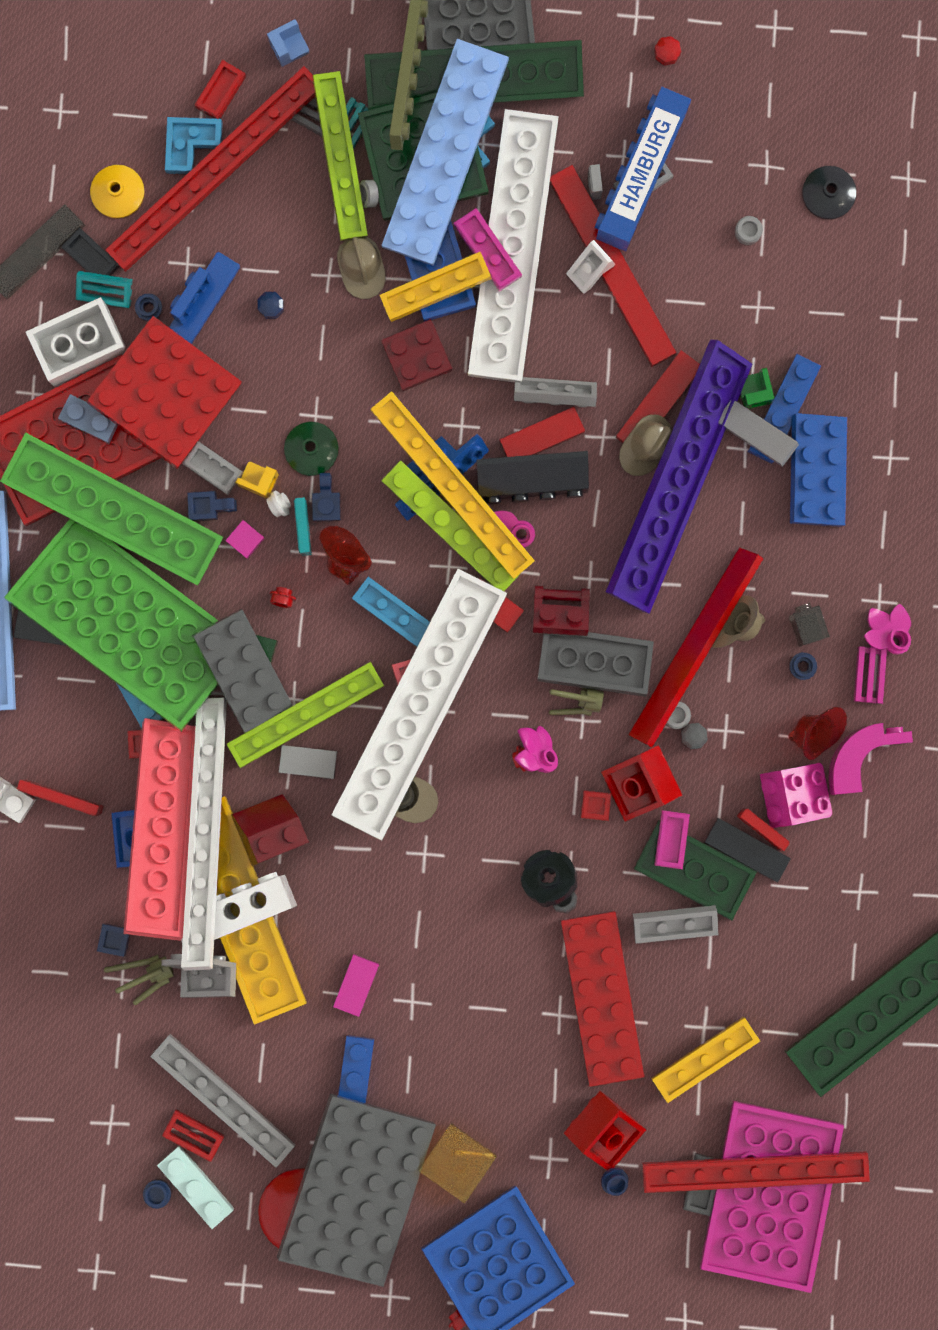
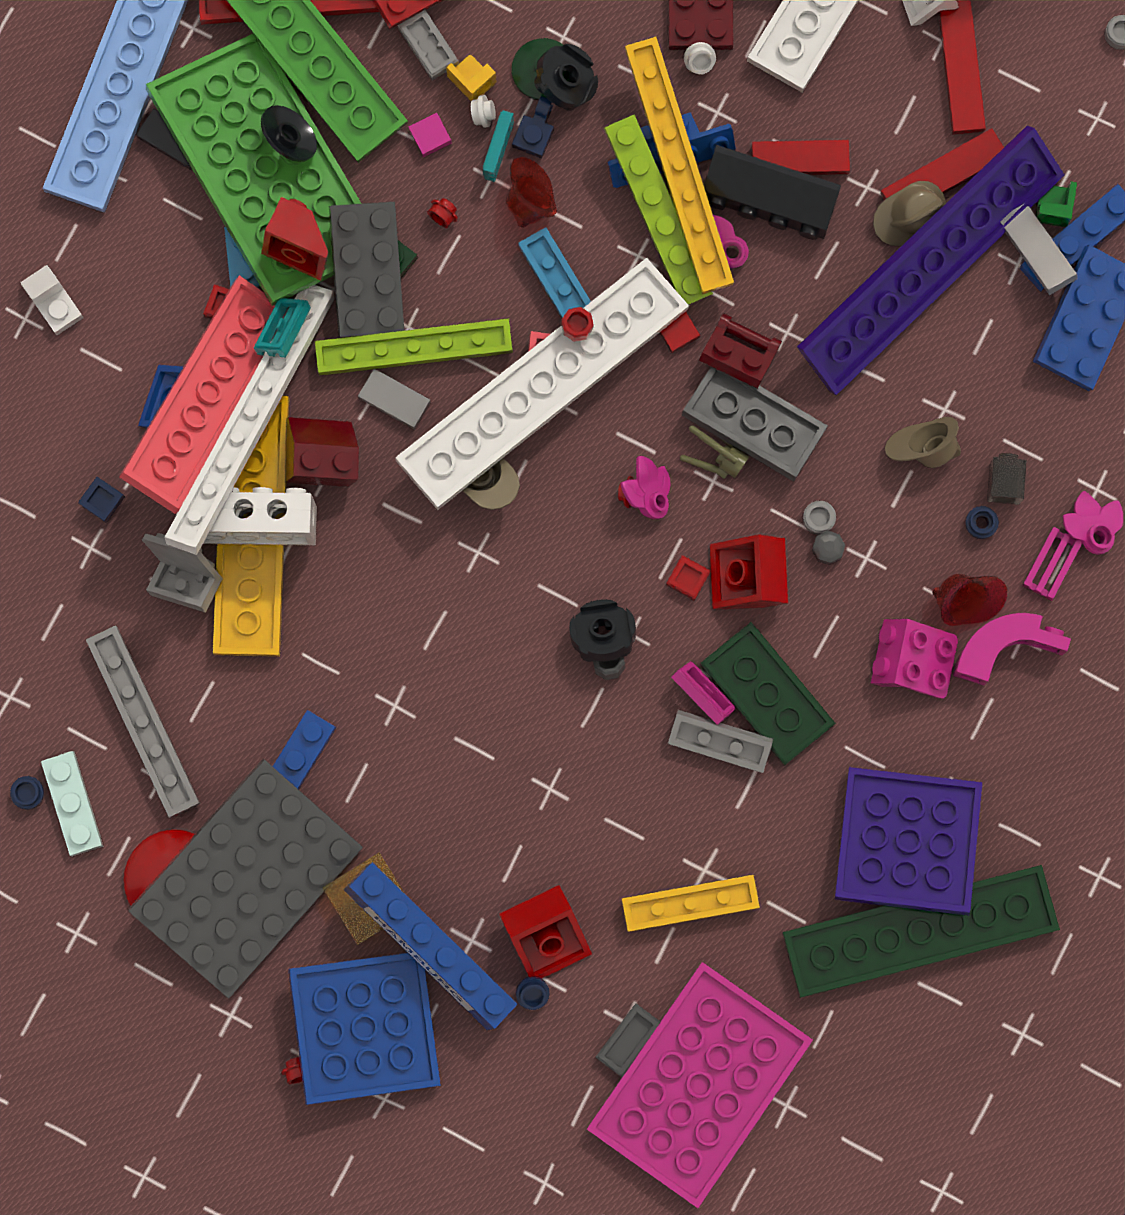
camera: 25 degrees right, 5 degrees down
(60, 797) = (111, 324): red tile -> none
(134, 589) = (288, 133): none -> black dish
(155, 973) = (132, 550): olive plant -> none
(177, 674) = (295, 239): none -> red slope
(197, 1125) = (110, 769): red tile -> none
(201, 745) = (286, 328): none -> teal tile
(205, 505) = (403, 80): dark blue plate -> none
(323, 459) = (554, 86): none -> black plate
(356, 985) = (341, 660): dark pink tile -> none
(427, 647) = (577, 324): none -> red tile
(430, 389) = (699, 58): none -> white plate
(522, 1184) = (430, 946): none -> blue brick
(556, 392) = (835, 116): light grey plate -> none
(602, 998) = (605, 789): red plate -> none
(647, 892) = (704, 692): none -> dark pink tile
(672, 839) = (755, 647): dark pink tile -> none
(695, 647) = (871, 451): red tile -> none
(747, 850) = (835, 696): black tile -> none
(755, 1172) = (693, 1047): red tile -> none
(763, 829) = (861, 678): red tile -> none
(852, 941) = (908, 841): none -> dark purple plate

